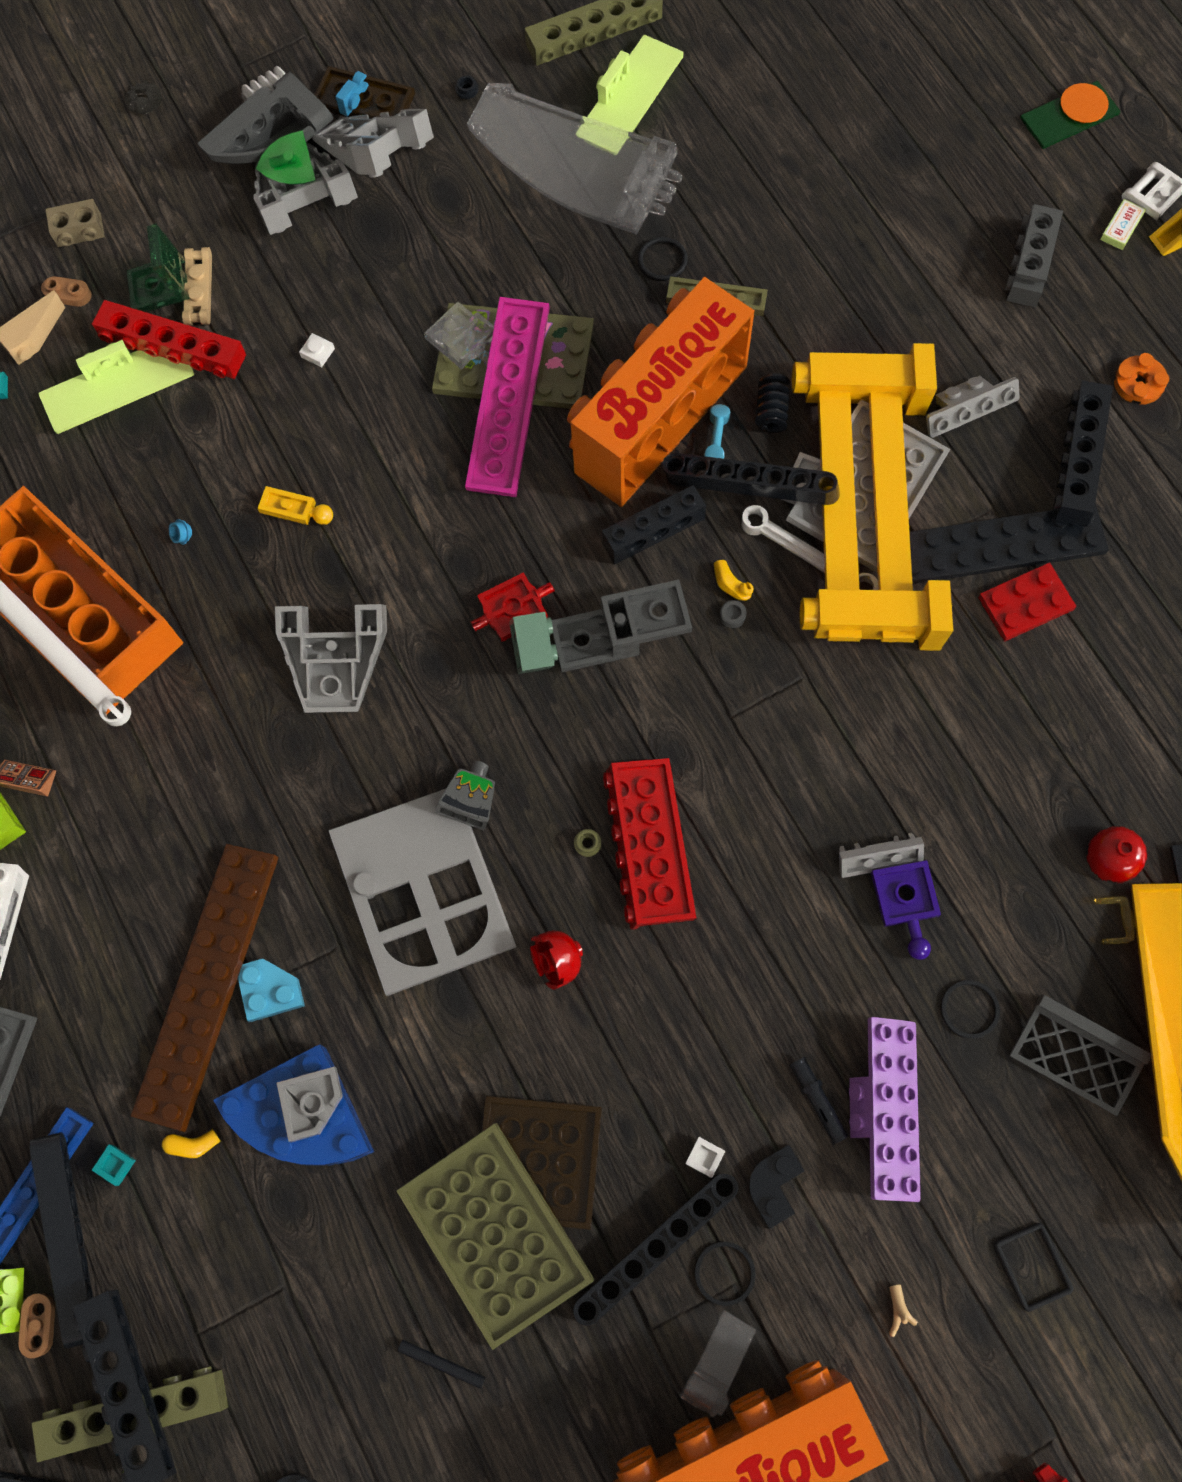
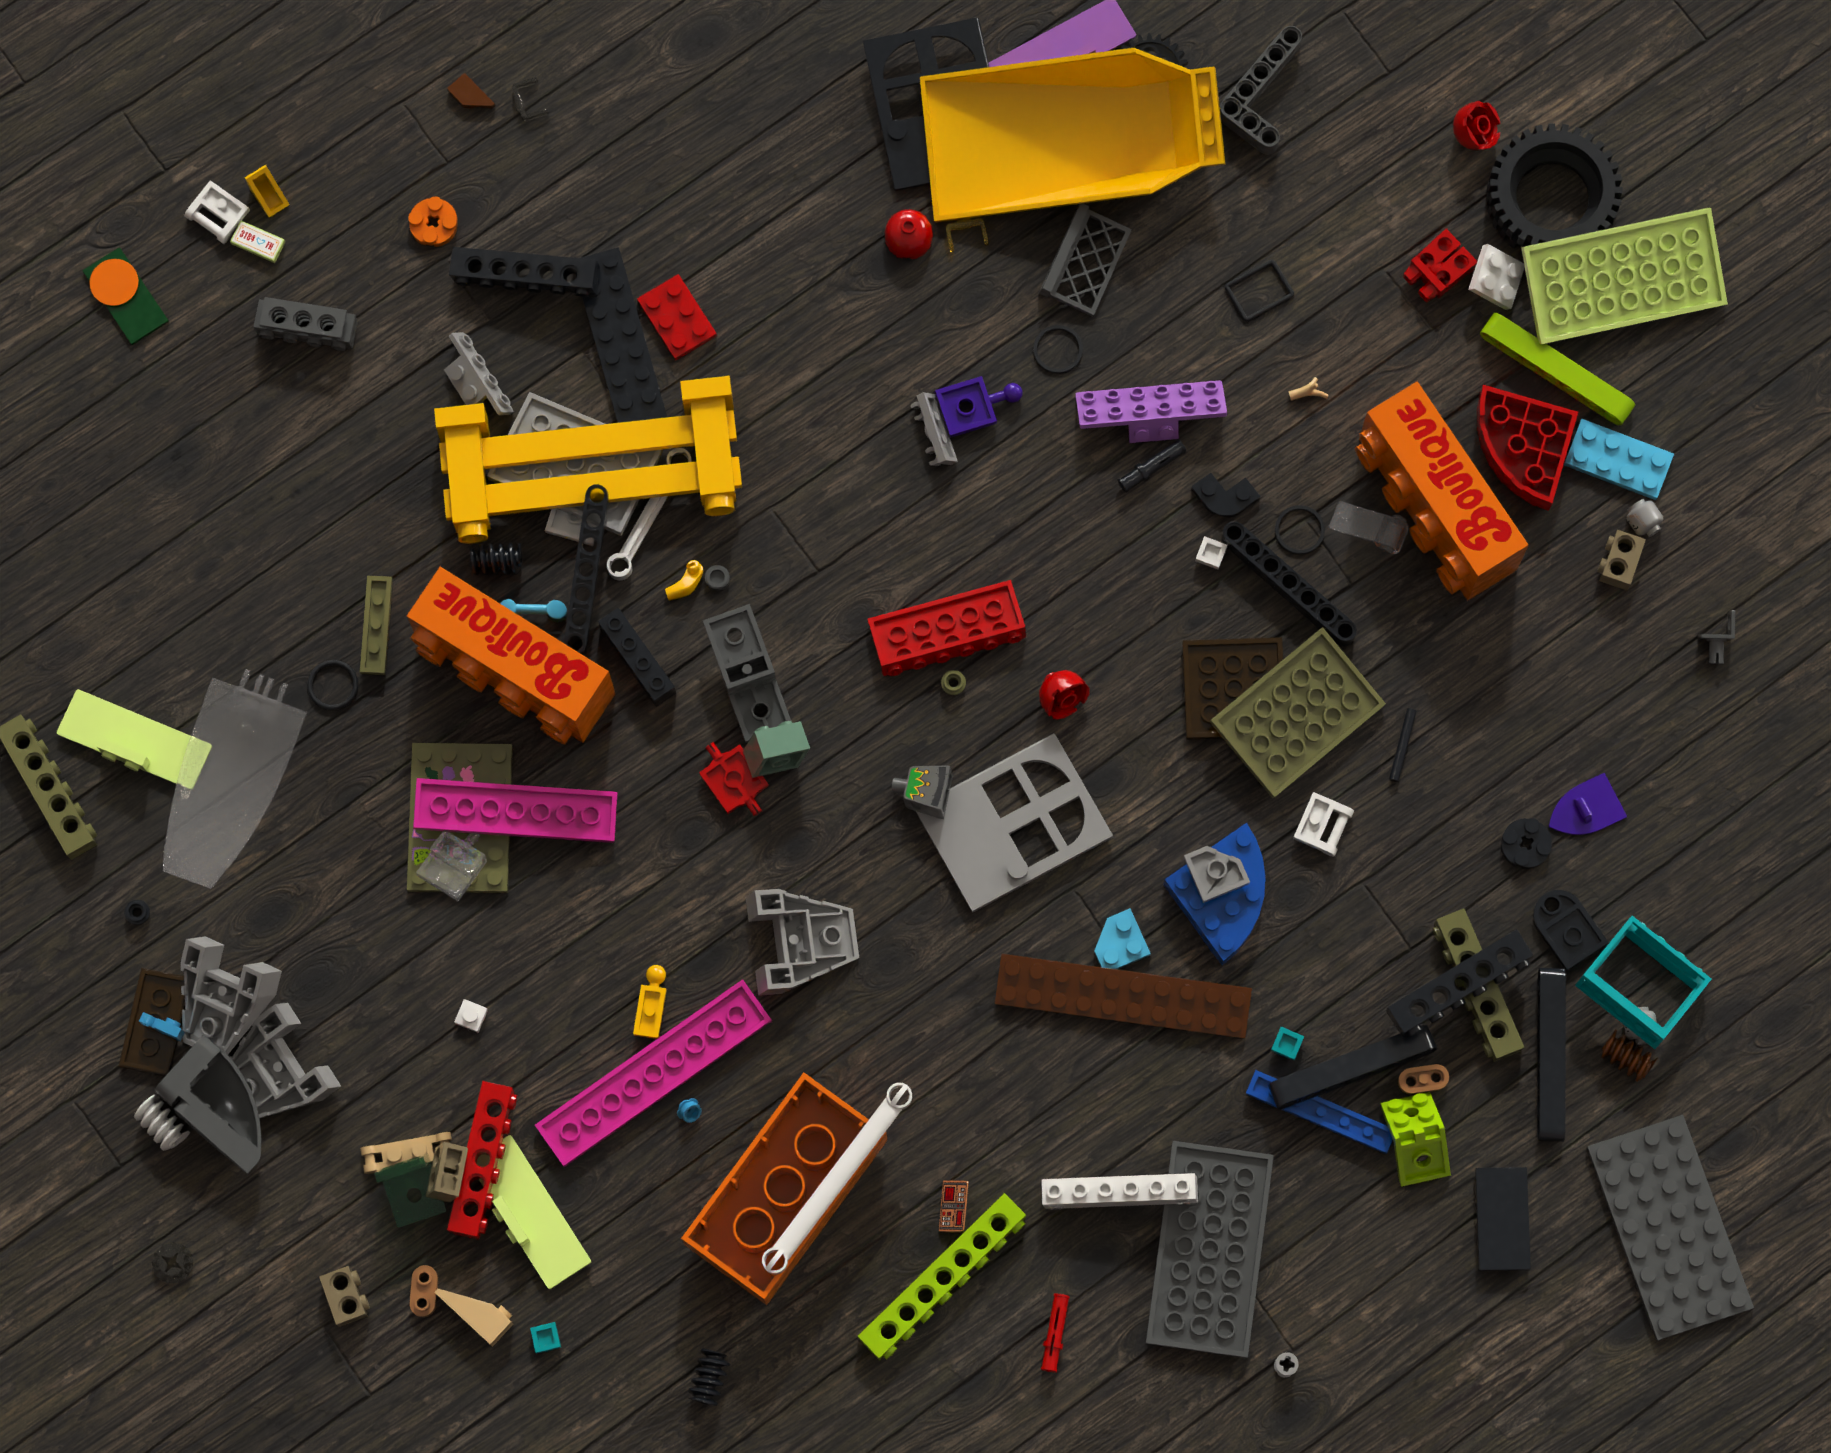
camera: 100 degrees left, 5 degrees up
(158, 302) = (447, 1172): none -> dark tan brick
(190, 1147) = (1263, 981): yellow arm -> none
(226, 506) = (653, 1073): none -> dark pink plate
(287, 160) = (260, 1074): green shield -> none
(366, 1239) = (1315, 820): none -> white plate

